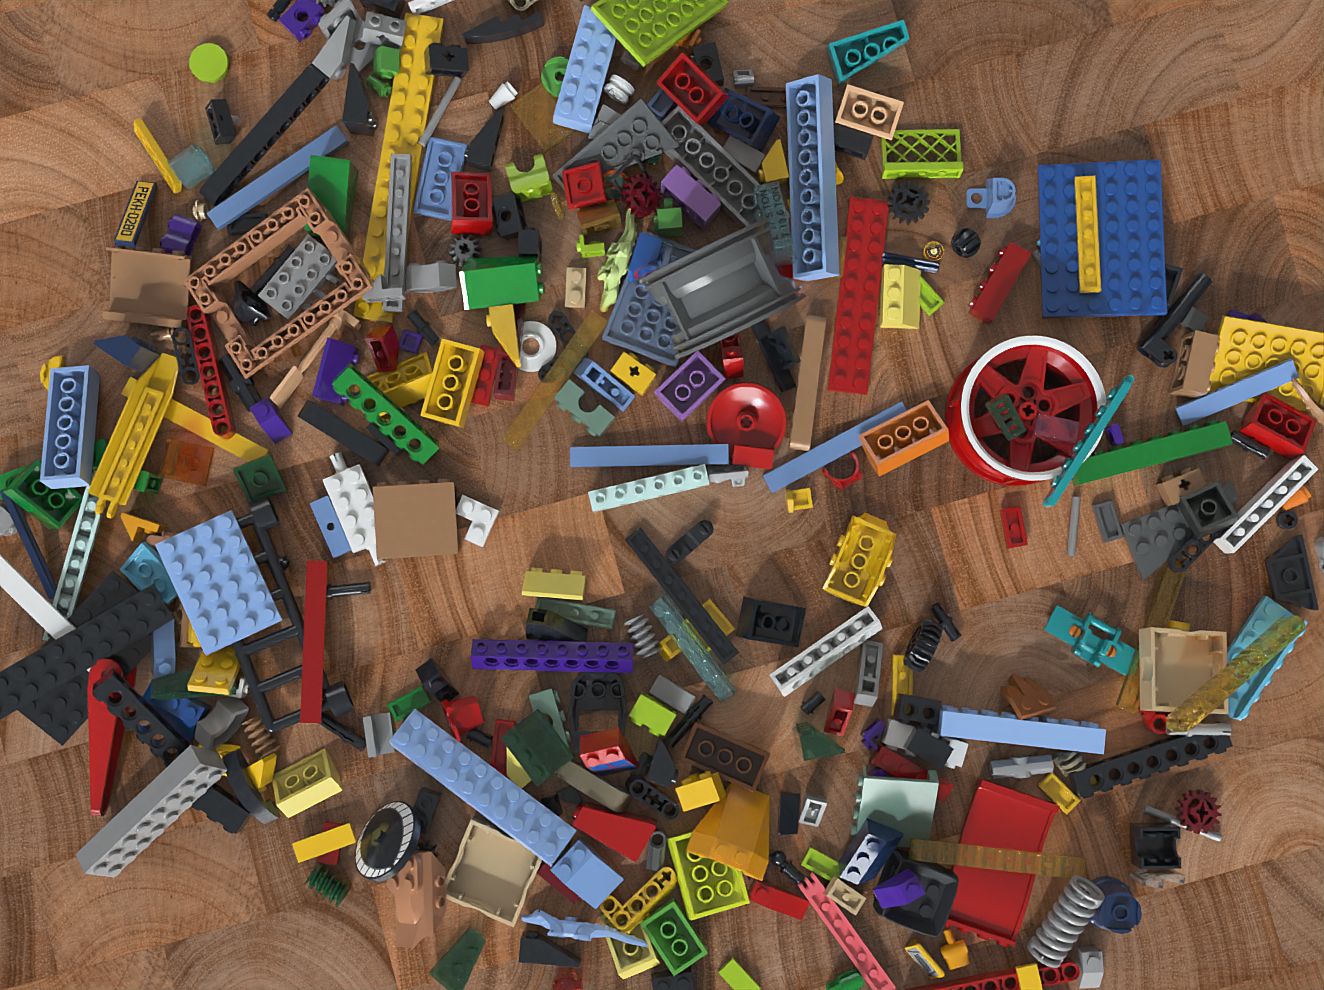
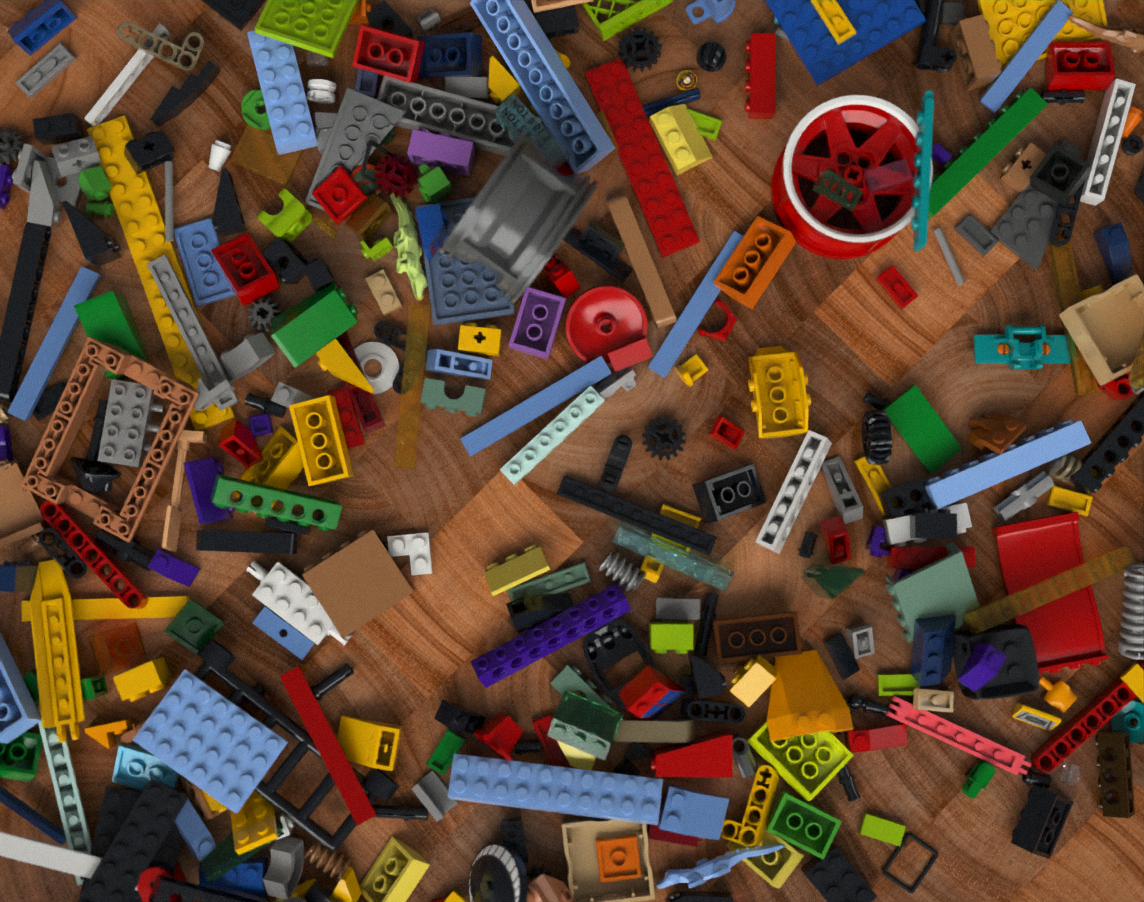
camera: 35 degrees left, 0 degrees up
(188, 498) = (144, 678): none -> yellow brick
(350, 659) = (369, 742): none -> yellow slope
(446, 330) = (287, 395): none -> light grey slope
(502, 875) = (618, 858): none -> orange tile
(730, 549) = (655, 433): none -> black gear
(733, 921) = (848, 783): none -> black pin
(797, 568) = (726, 432): none -> red slope
(966, 660) = (922, 429): none -> green tile
(1219, 603) = (1115, 252): none -> dark blue slope

